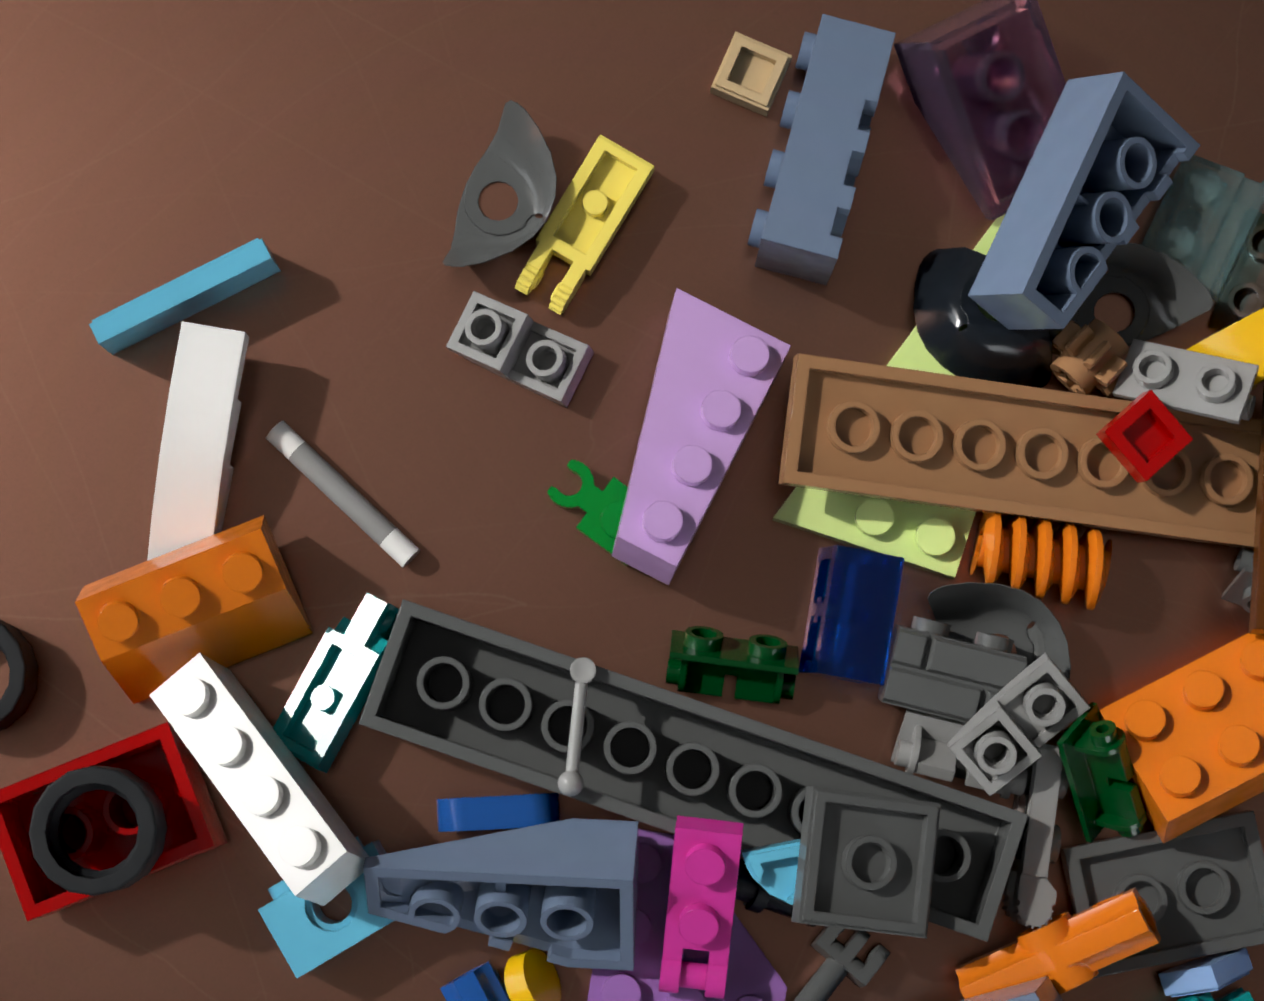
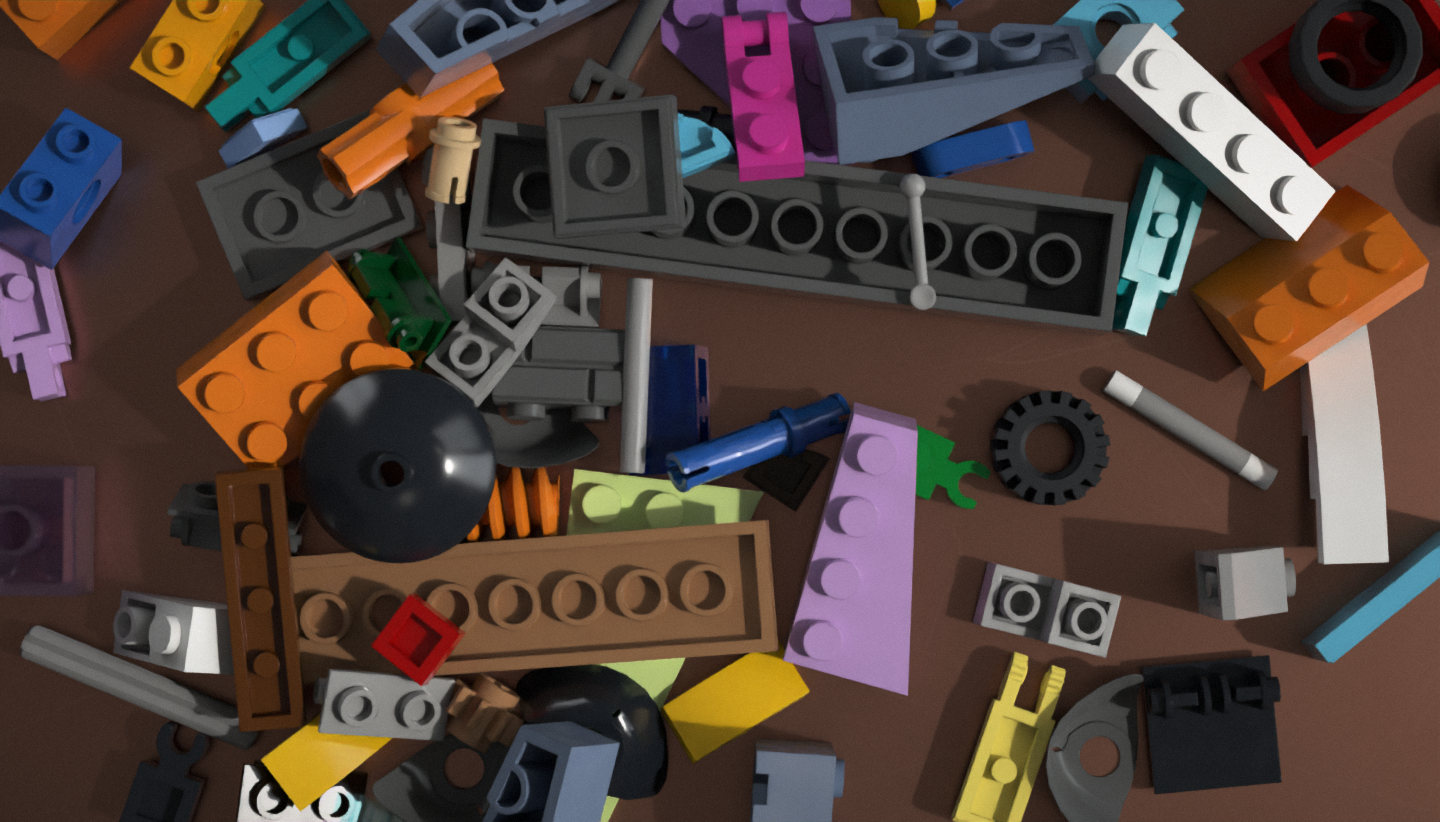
camera: 165 degrees right, 5 degrees up
(325, 333) = (1243, 582): none -> light grey slope
(384, 208) = (1212, 724): none -> black hinge
(476, 465) = (1088, 453): none -> black tyre
(745, 530) = (786, 477): none -> dark brown tile
(745, 568) = (784, 433): none -> blue pin
(762, 664) = (804, 341): dark green hinge -> none
(844, 319) = (733, 702): none -> yellow slope
(880, 653) = (636, 375): none -> light grey bar
(1026, 907) = (451, 159): none -> tan pin
(1103, 635) = (425, 429): none -> black dish

